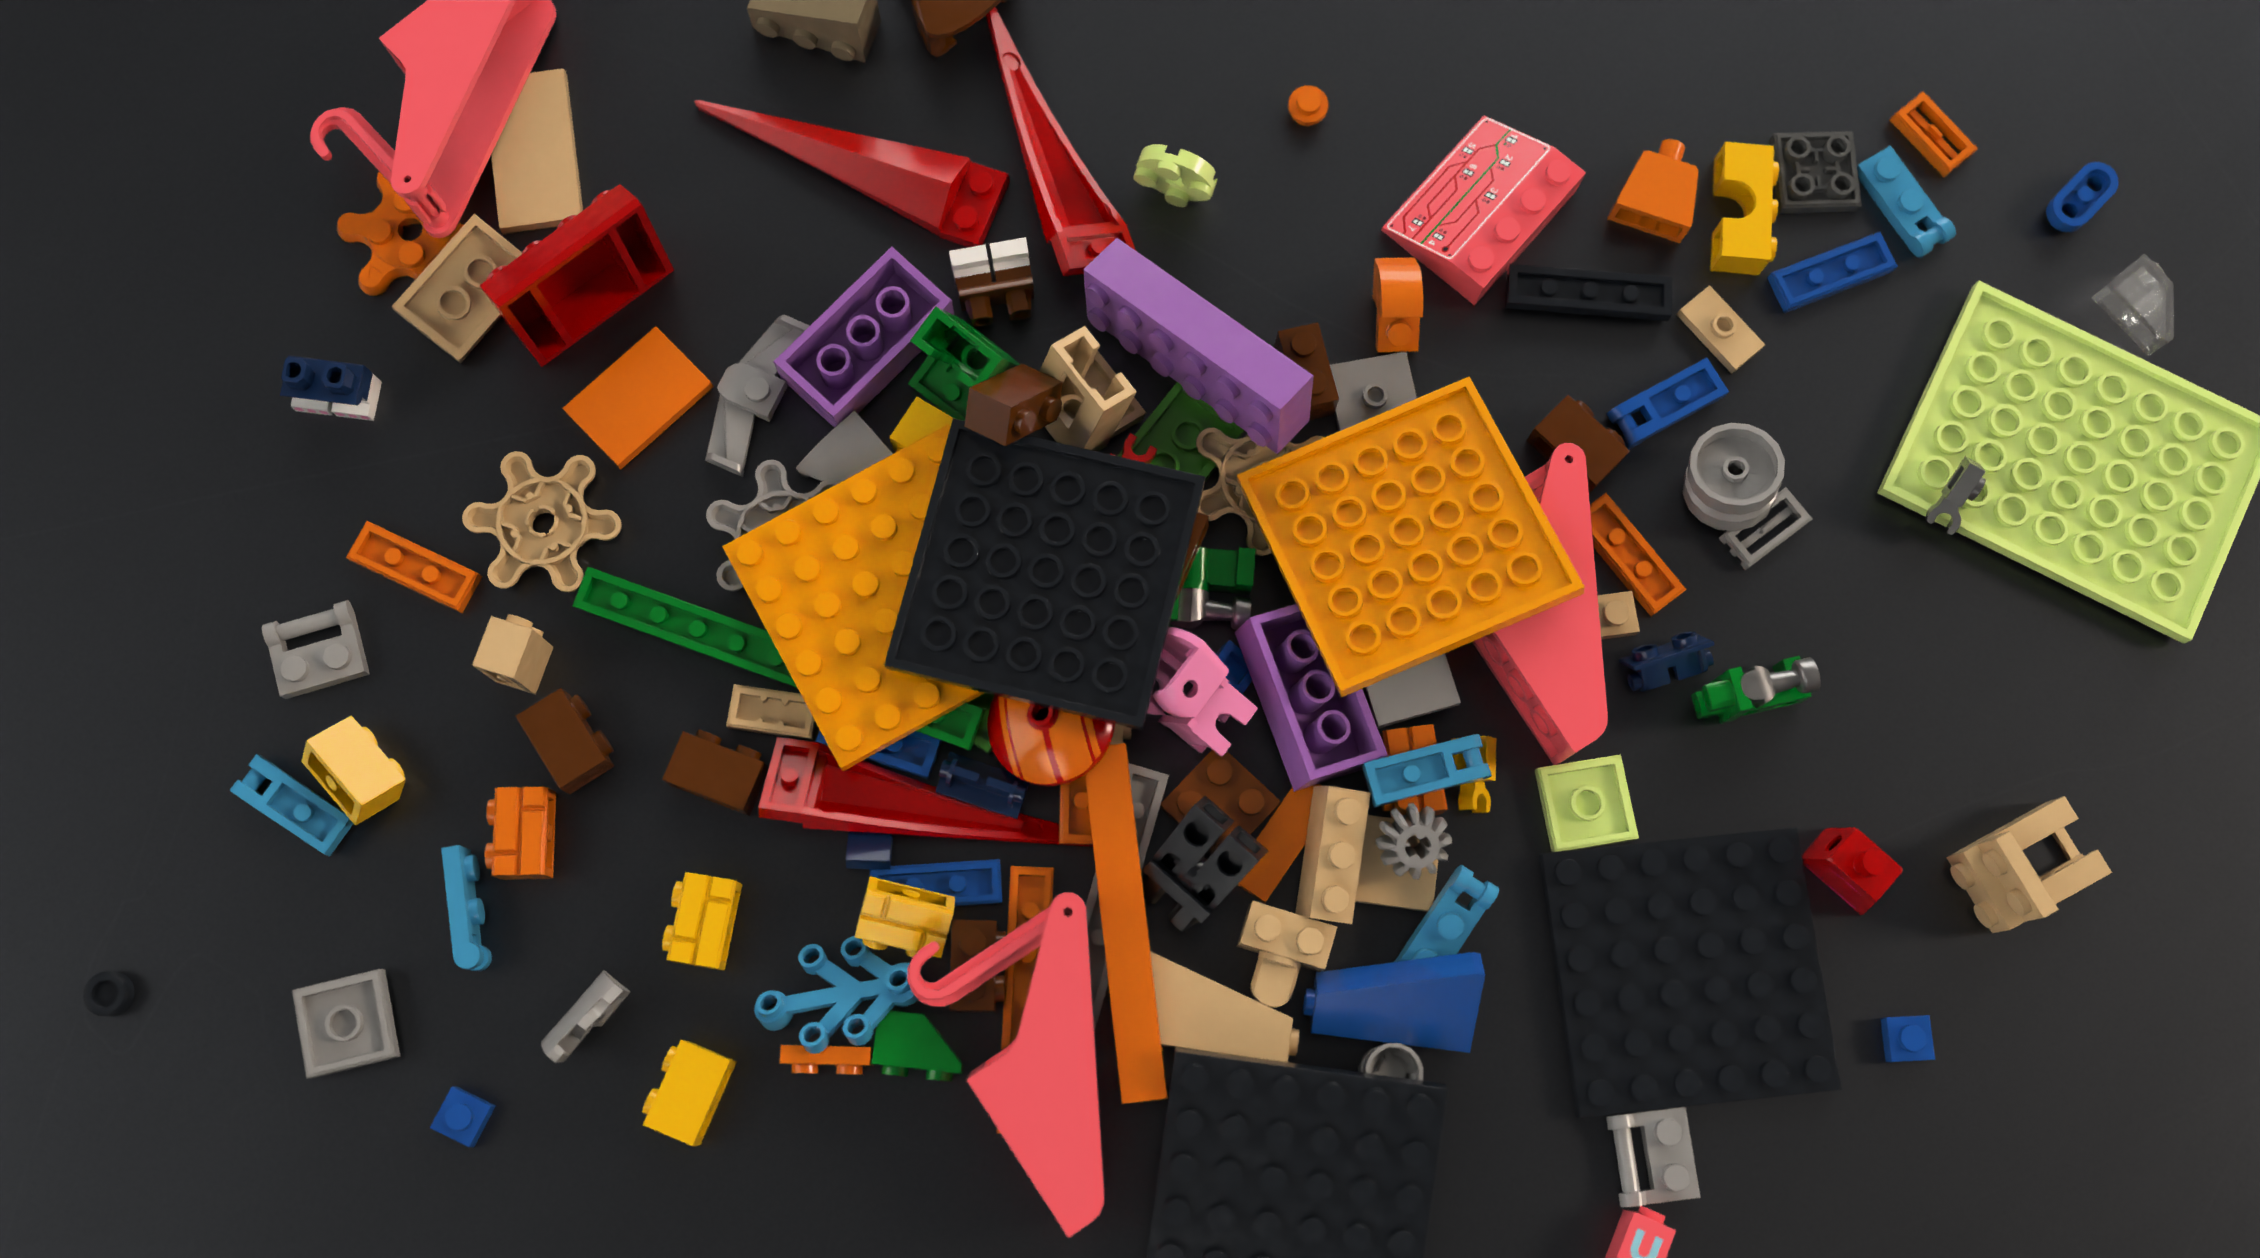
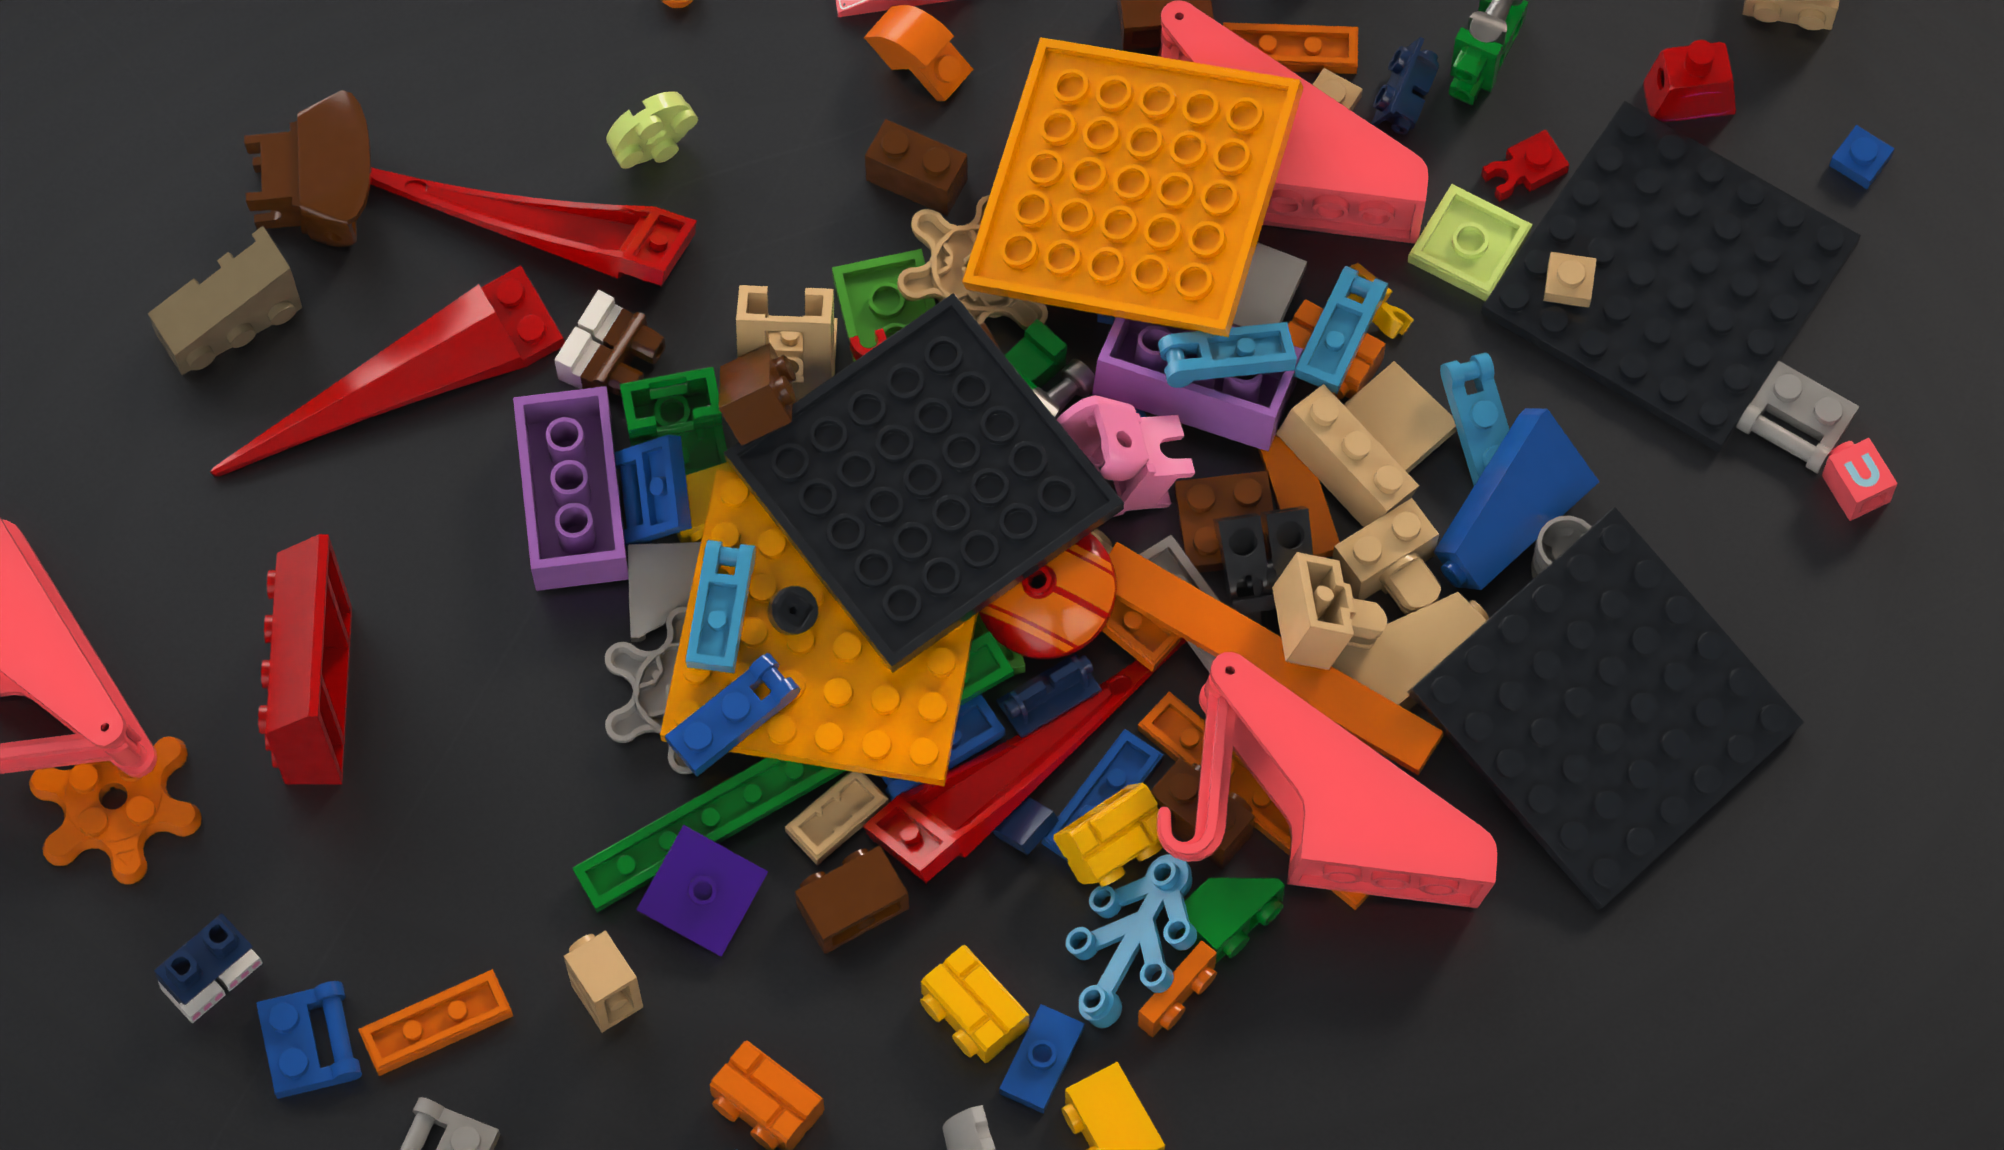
camera: 45 degrees left, 10 degrees down
(327, 486) = (292, 1041): none -> blue plate
(447, 295) = (218, 784): tan plate -> none
(527, 498) = (487, 848): tan plate -> none
(537, 157) = (144, 642): tan tile -> none
(566, 740) = (716, 997): reddish brown brick -> none
(638, 397) = (447, 720): orange tile -> none
(639, 666) = (702, 890): none -> dark purple plate
(705, 999) = (1042, 1058): none -> blue plate
(747, 392) = (527, 621): light grey plate -> none
(766, 583) = (732, 715): none -> blue plate
(839, 510) = (720, 607): none -> dark azure plate
(875, 562) = (792, 610): none -> black tile
(902, 395) = (654, 489): none -> blue plate
(1181, 938) = (1320, 613): none -> tan brick
(1197, 346) = (824, 223): medium lavender brick -> none
(1342, 718) = (1245, 352): none -> dark azure plate
(1371, 387) = (979, 126): light grey plate -> none
(1427, 830) = (1379, 393): light grey gear -> none
(1614, 902) = (1569, 279): none -> tan plate
(1687, 798) = (1529, 162): none -> red plate

